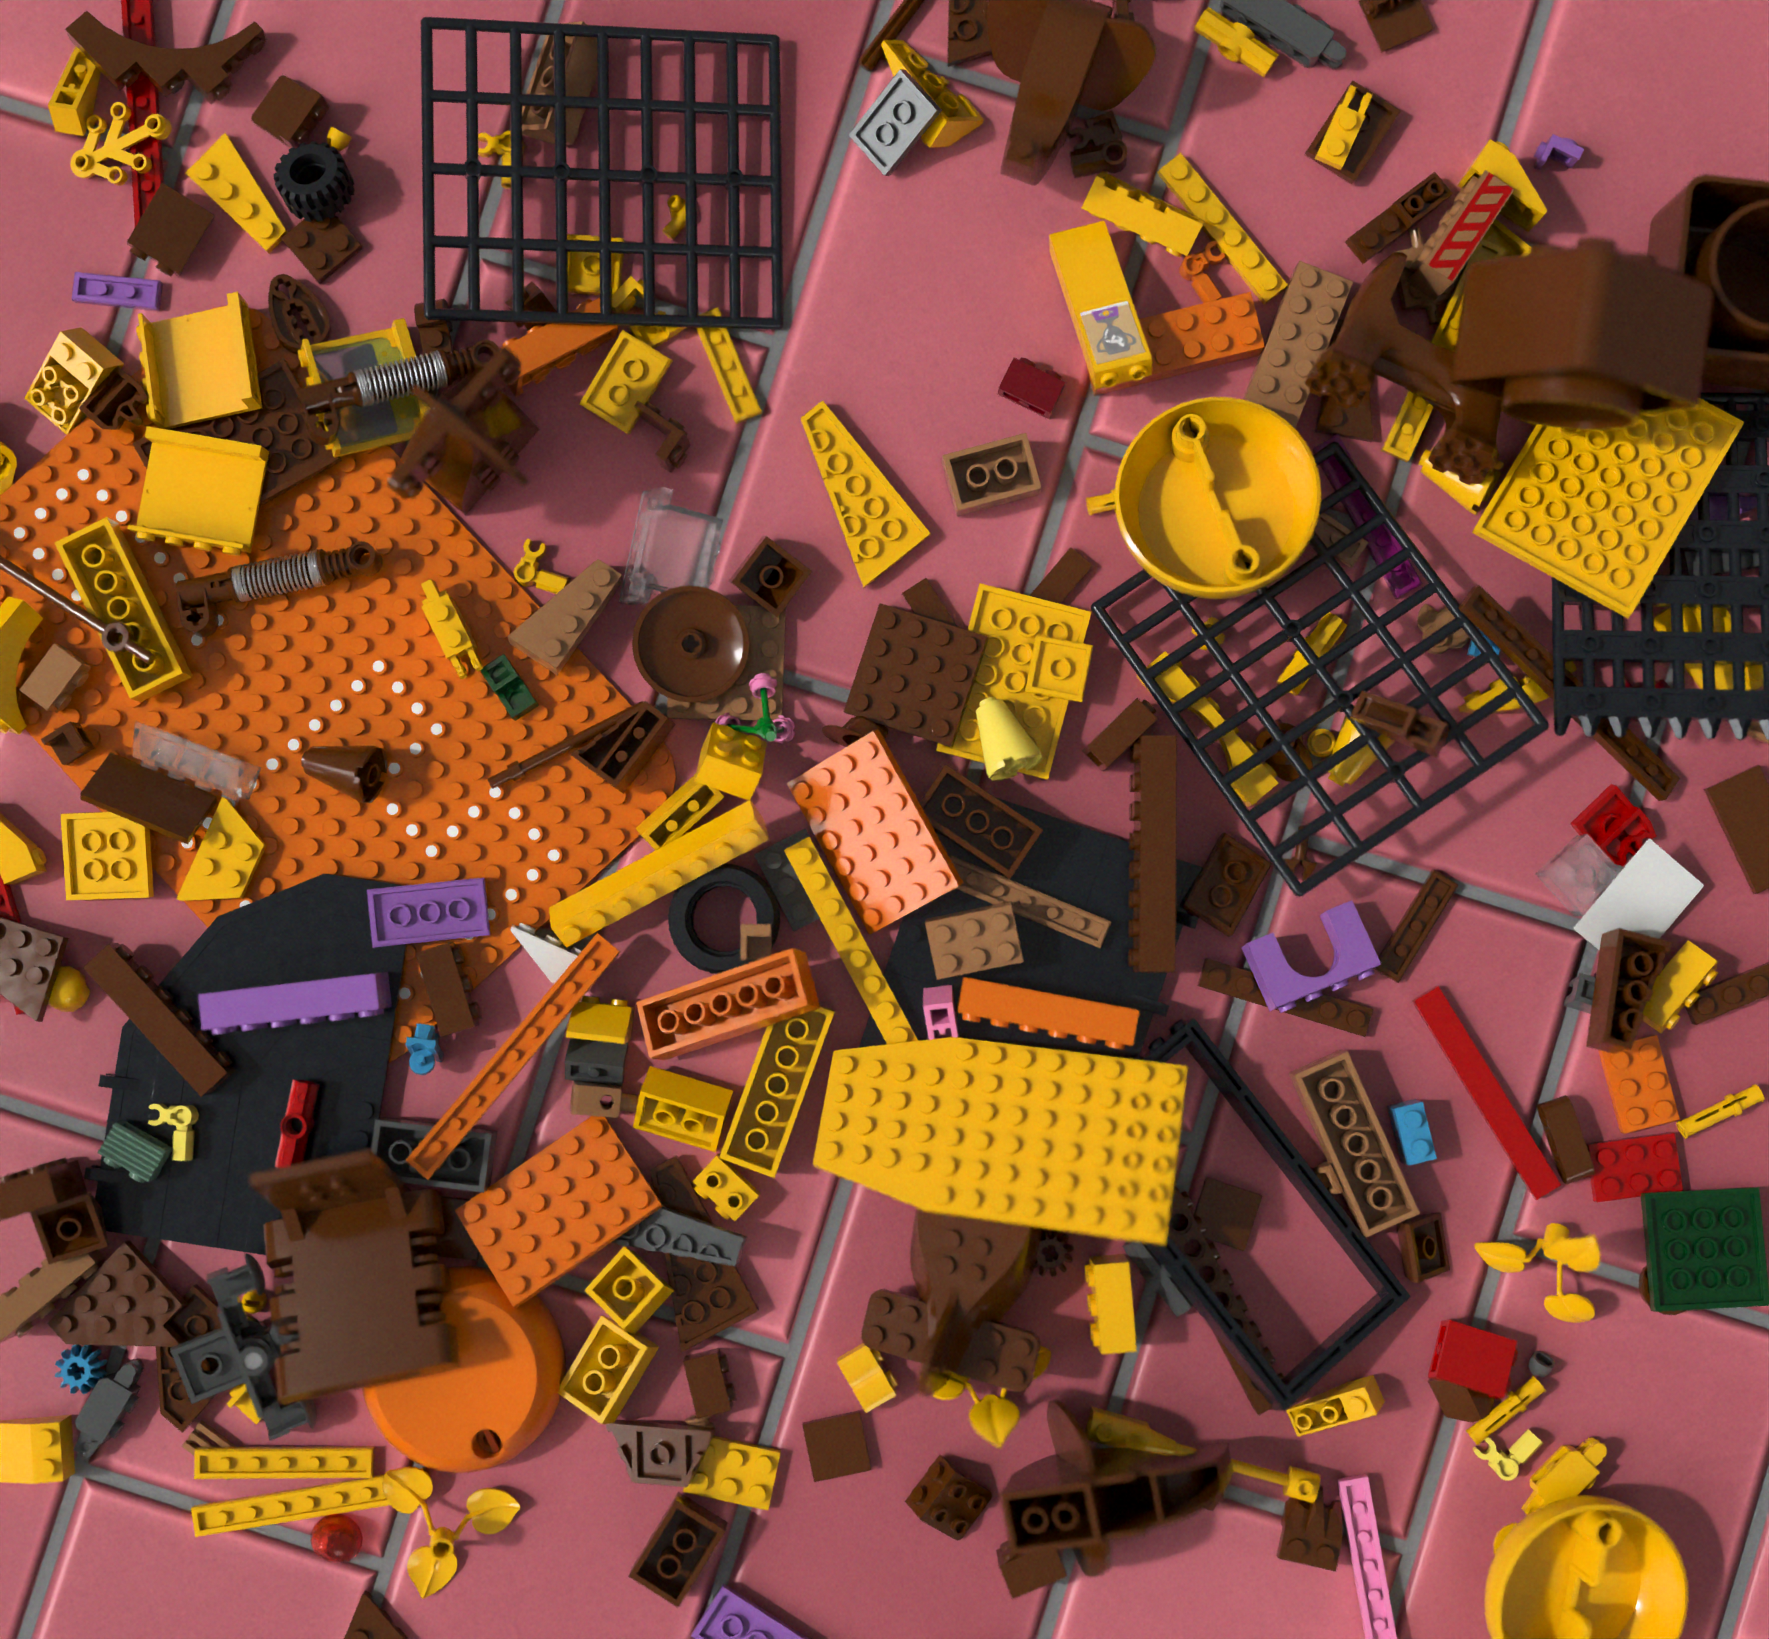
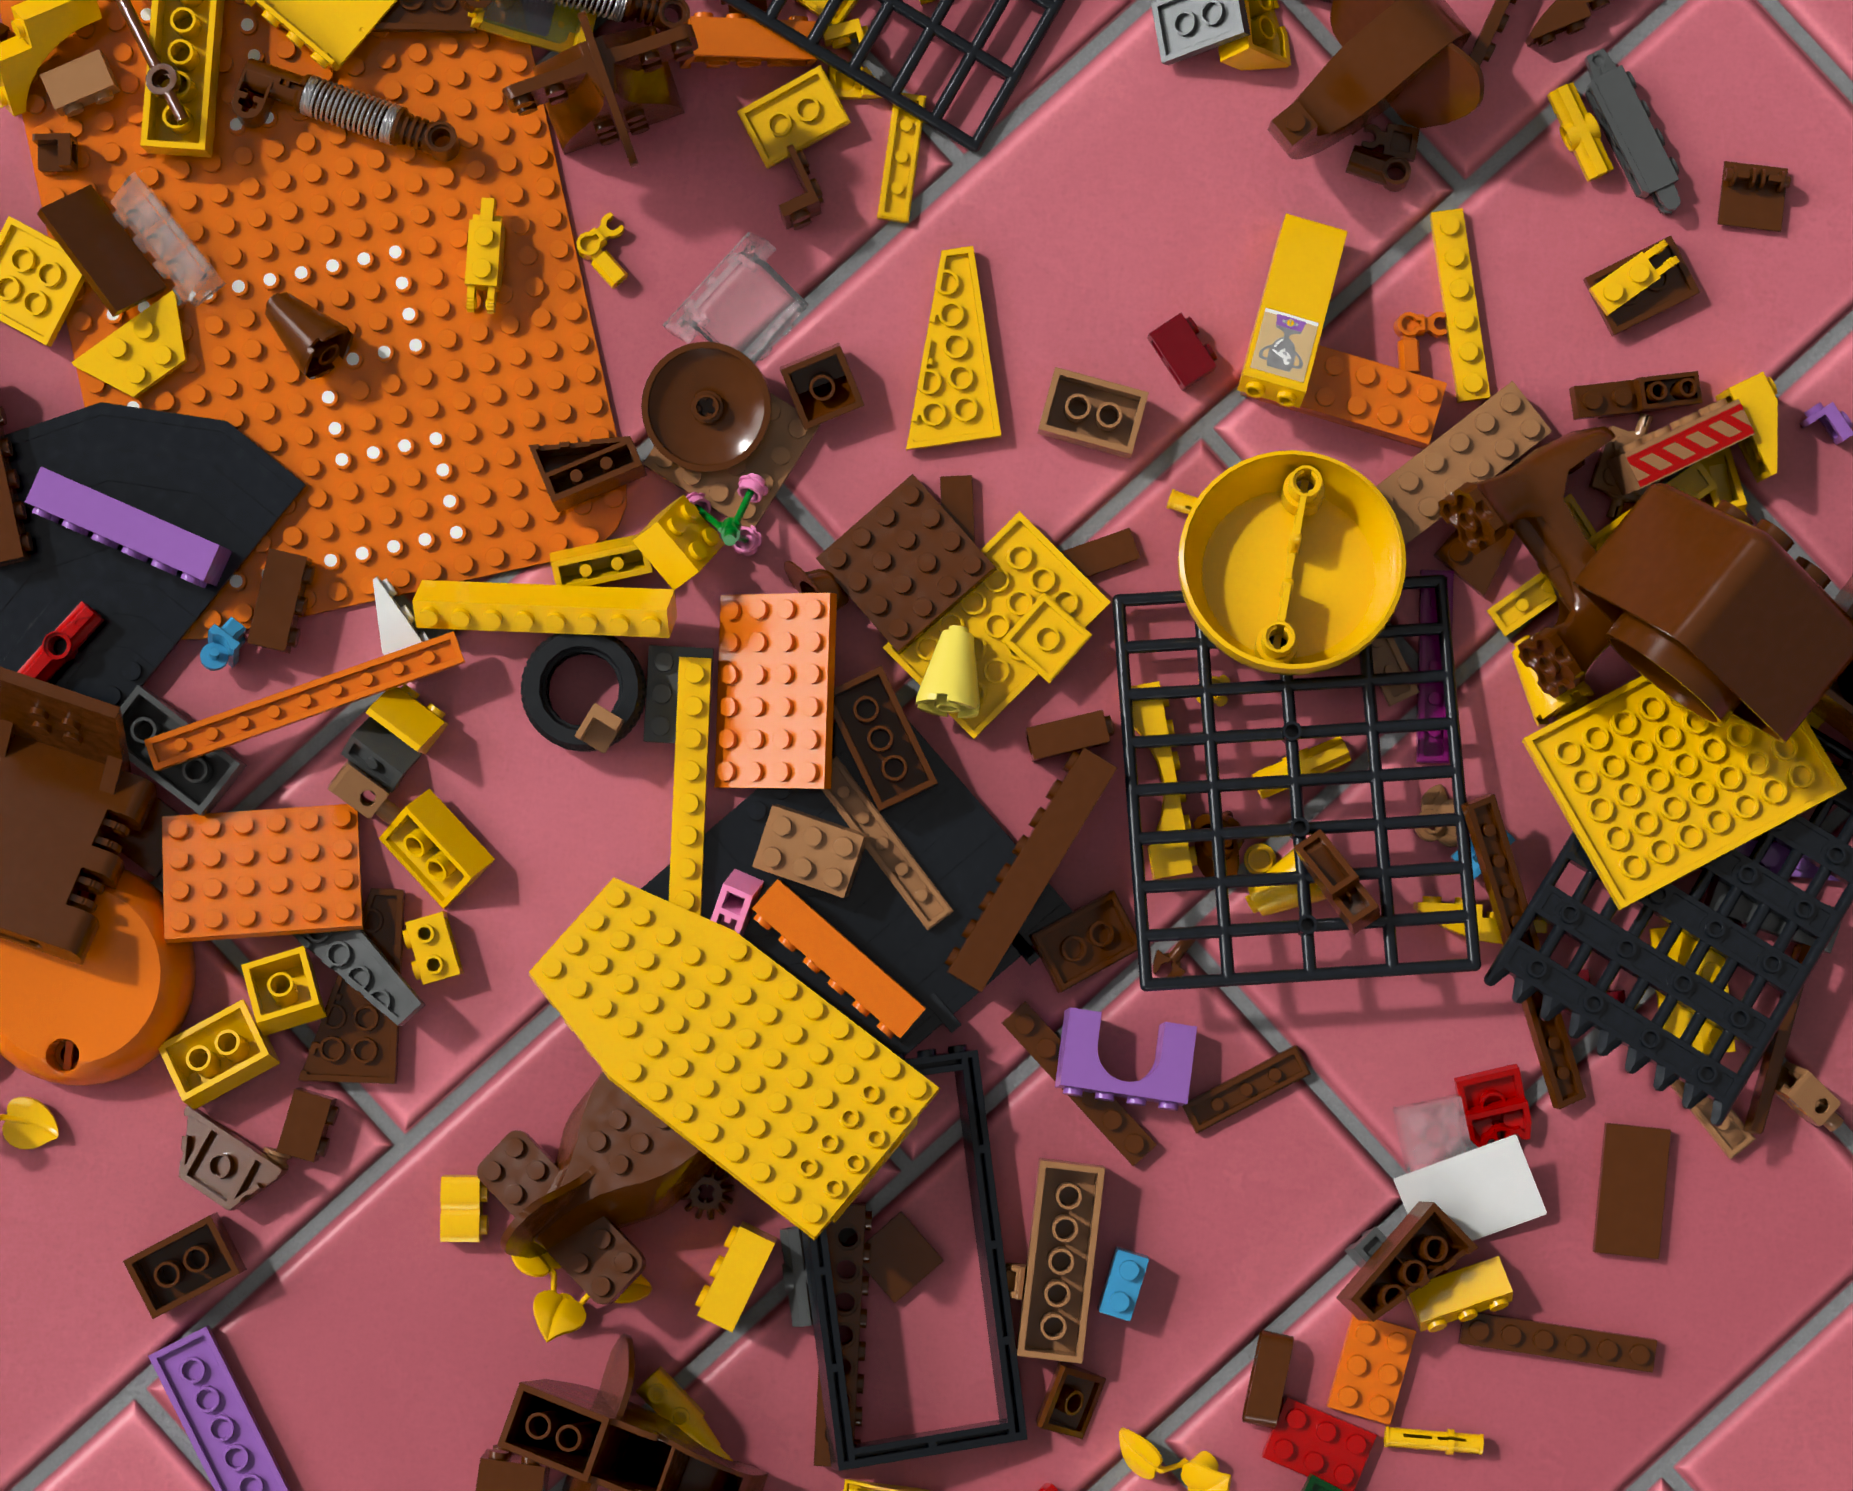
camera: 25 degrees right, 0 degrees up
(428, 912) = (304, 516): medium lavender tile -> none
(509, 687) = (508, 346): dark green slope -> none
(517, 770) = (469, 430): reddish brown bar -> none
(564, 621) = (600, 312): medium nougat wedge -> none
(728, 1004) = (537, 773): orange brick -> none
(736, 1473) = (282, 1227): yellow plate -> none
(776, 1091) = (541, 877): yellow brick -> none
(836, 1446) = (393, 1258): reddish brown tile -> none
(948, 1499) = (470, 1372): reddish brown bracket -> none
(1143, 214) = (1388, 246): yellow wedge -> none
(1486, 1093) = (1218, 1289): red tile -> none

